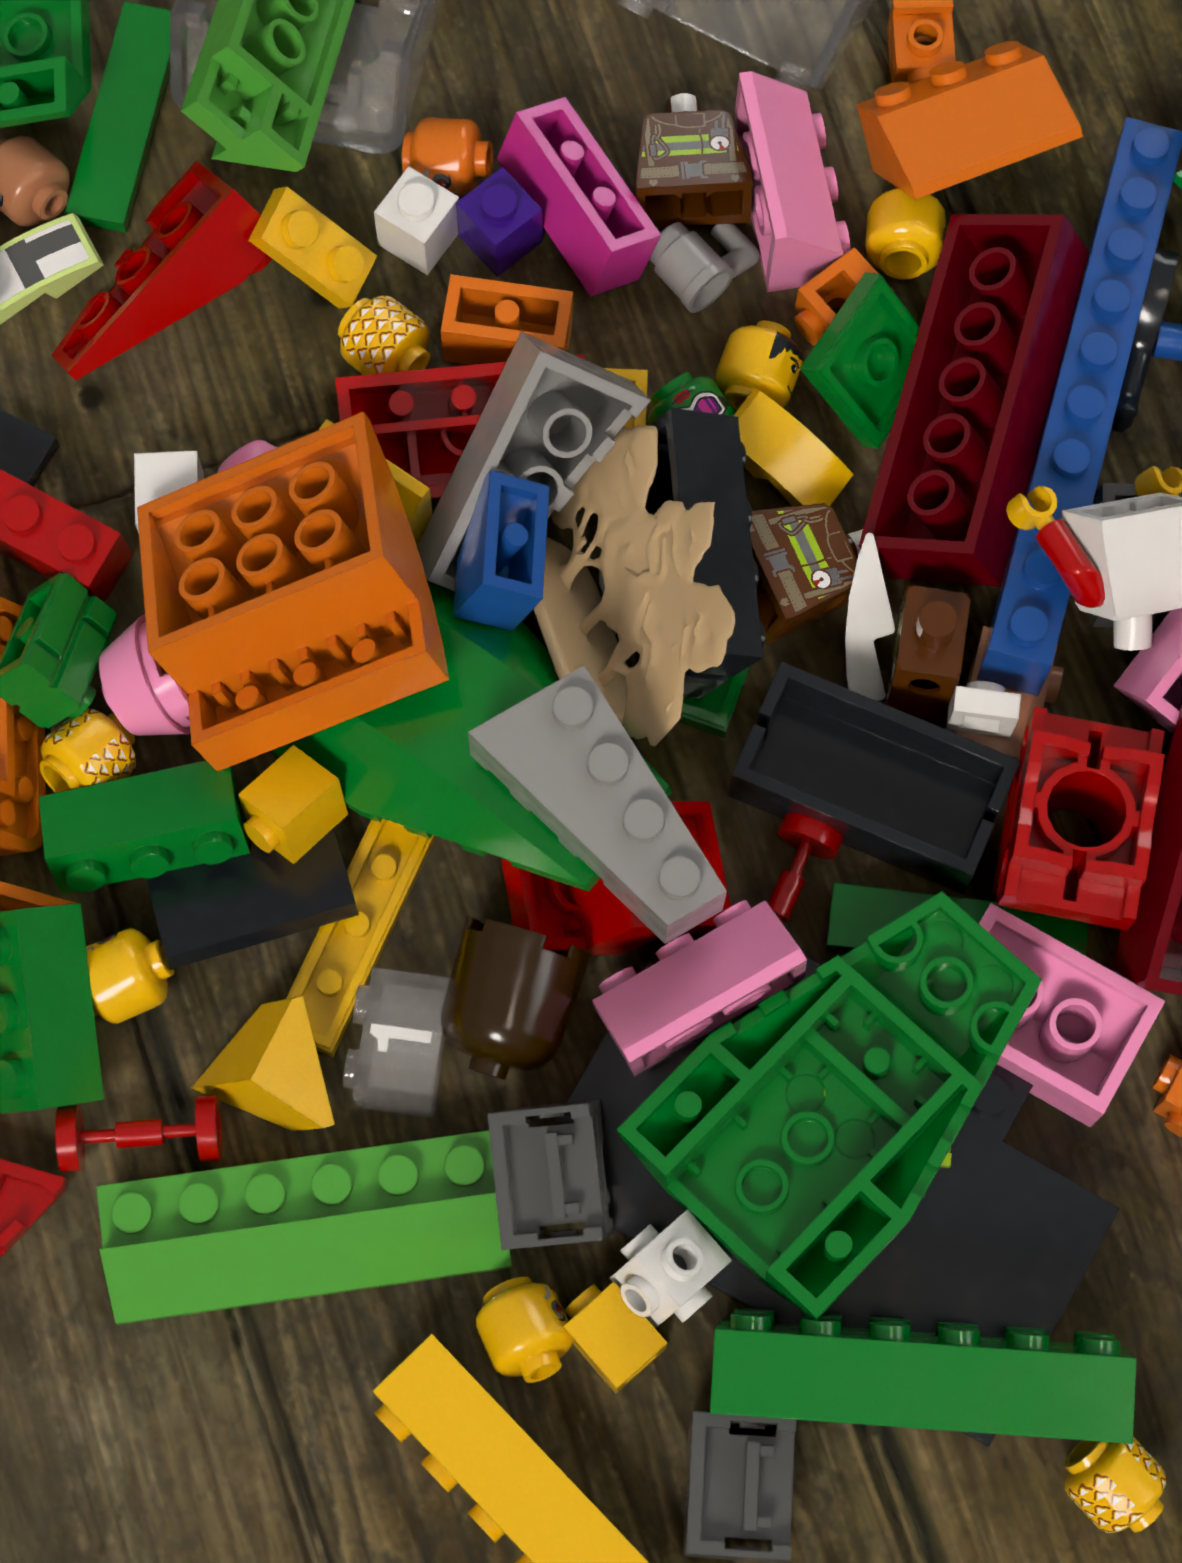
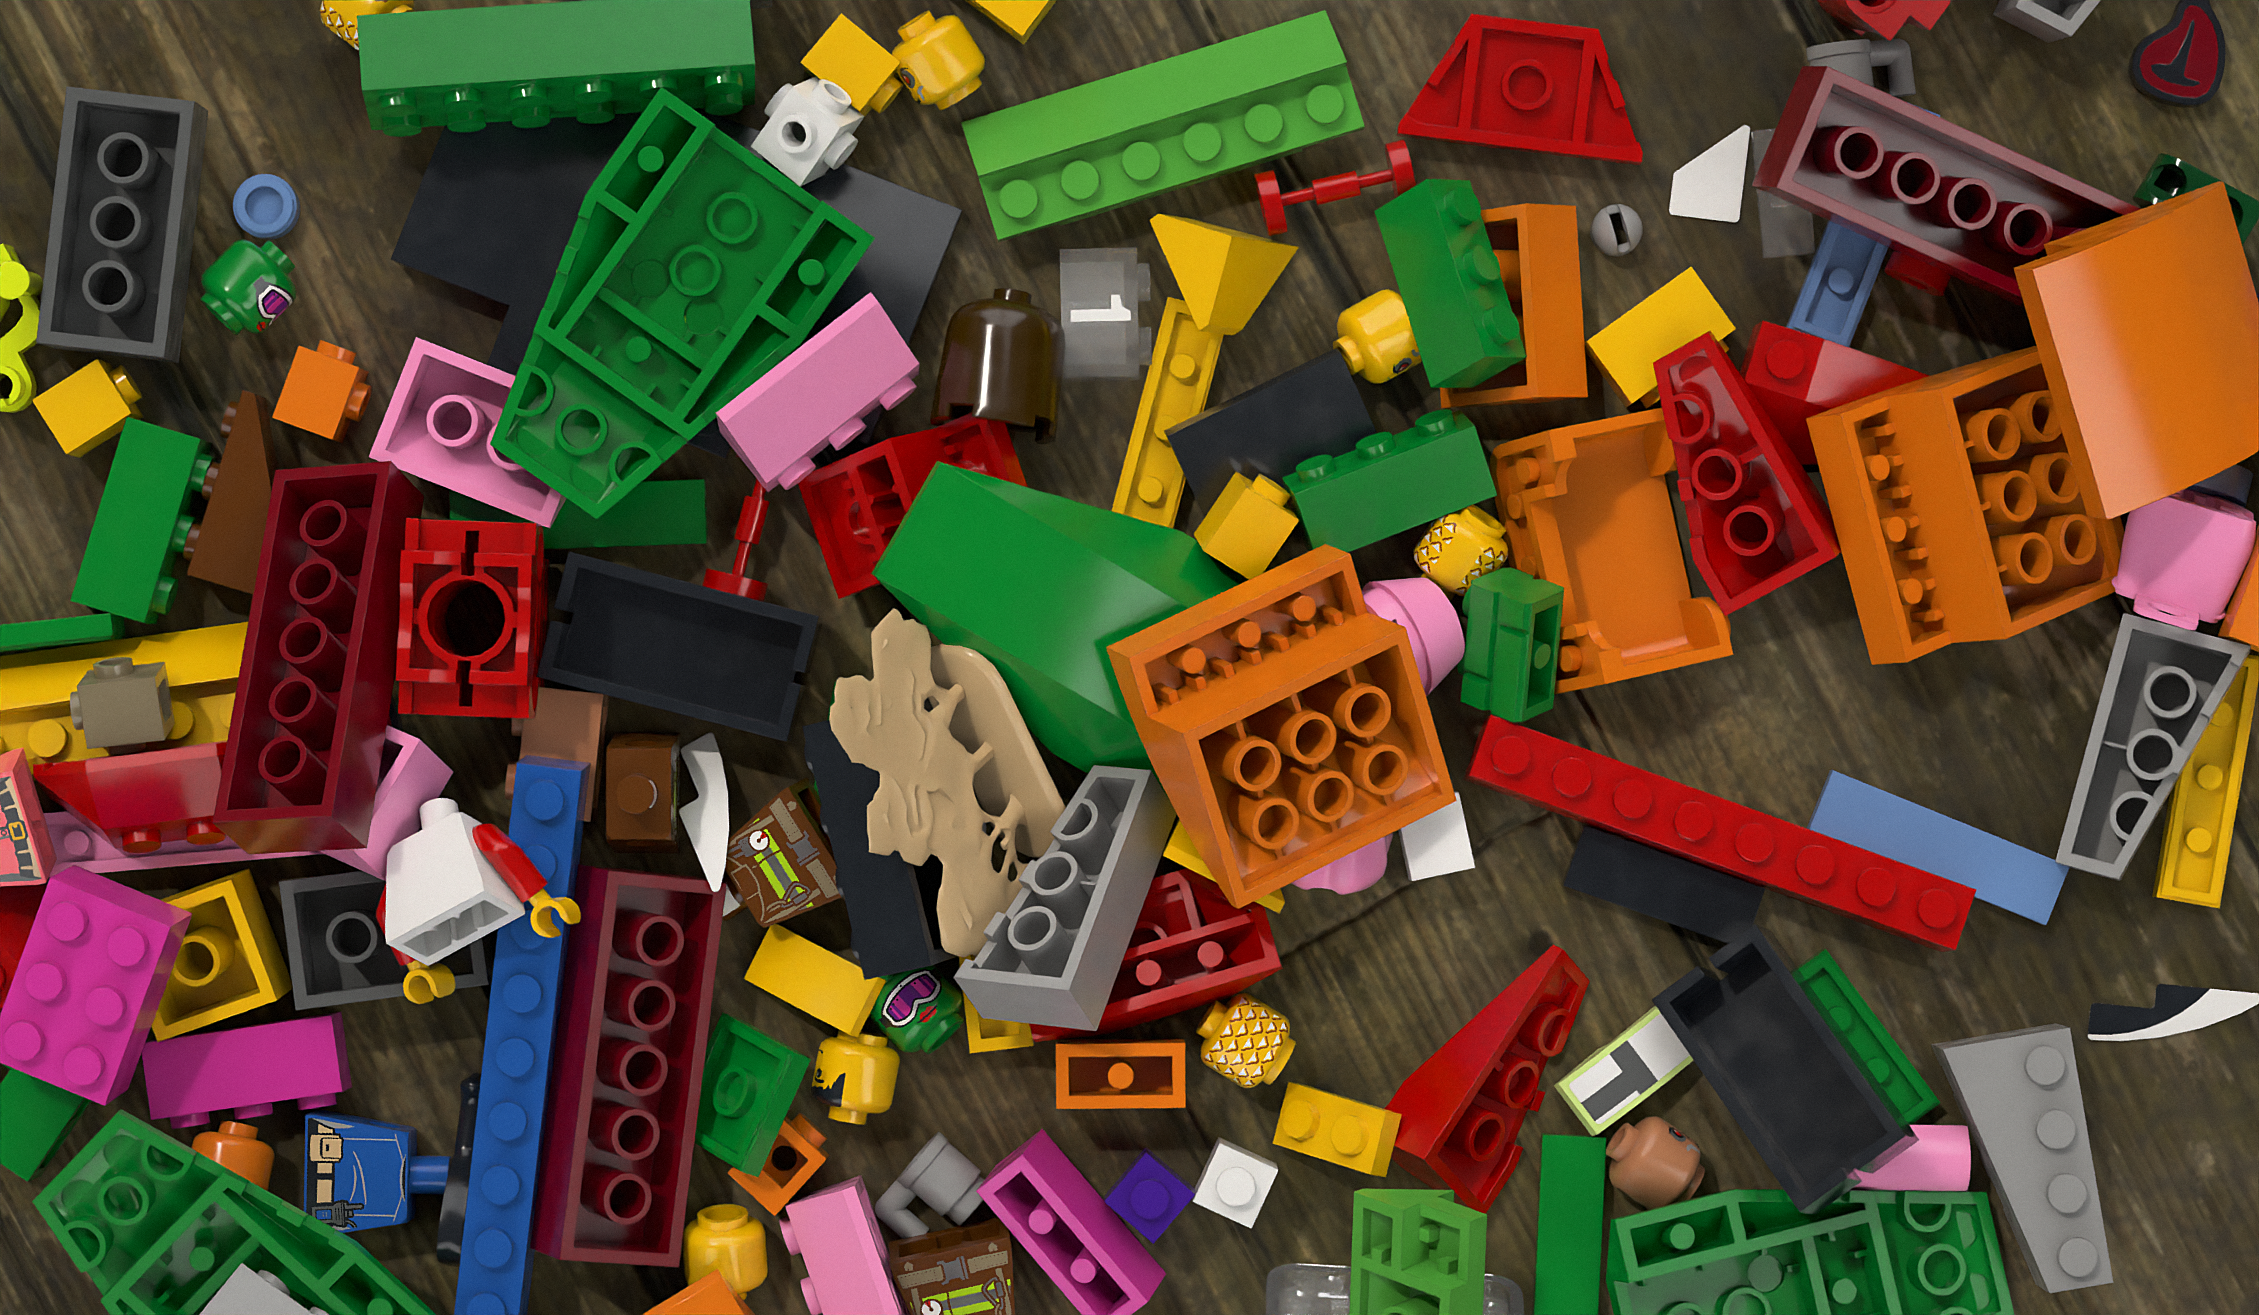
camera: 175 degrees right, 15 degrees up
(448, 153) = (1218, 1263): orange head -> none
(503, 553) = (1077, 800): blue slope -> none
(549, 1175) = (930, 195): dark grey piece -> none
(592, 788) = (943, 544): light grey wedge -> none
(983, 709) = (579, 724): white plate -> none

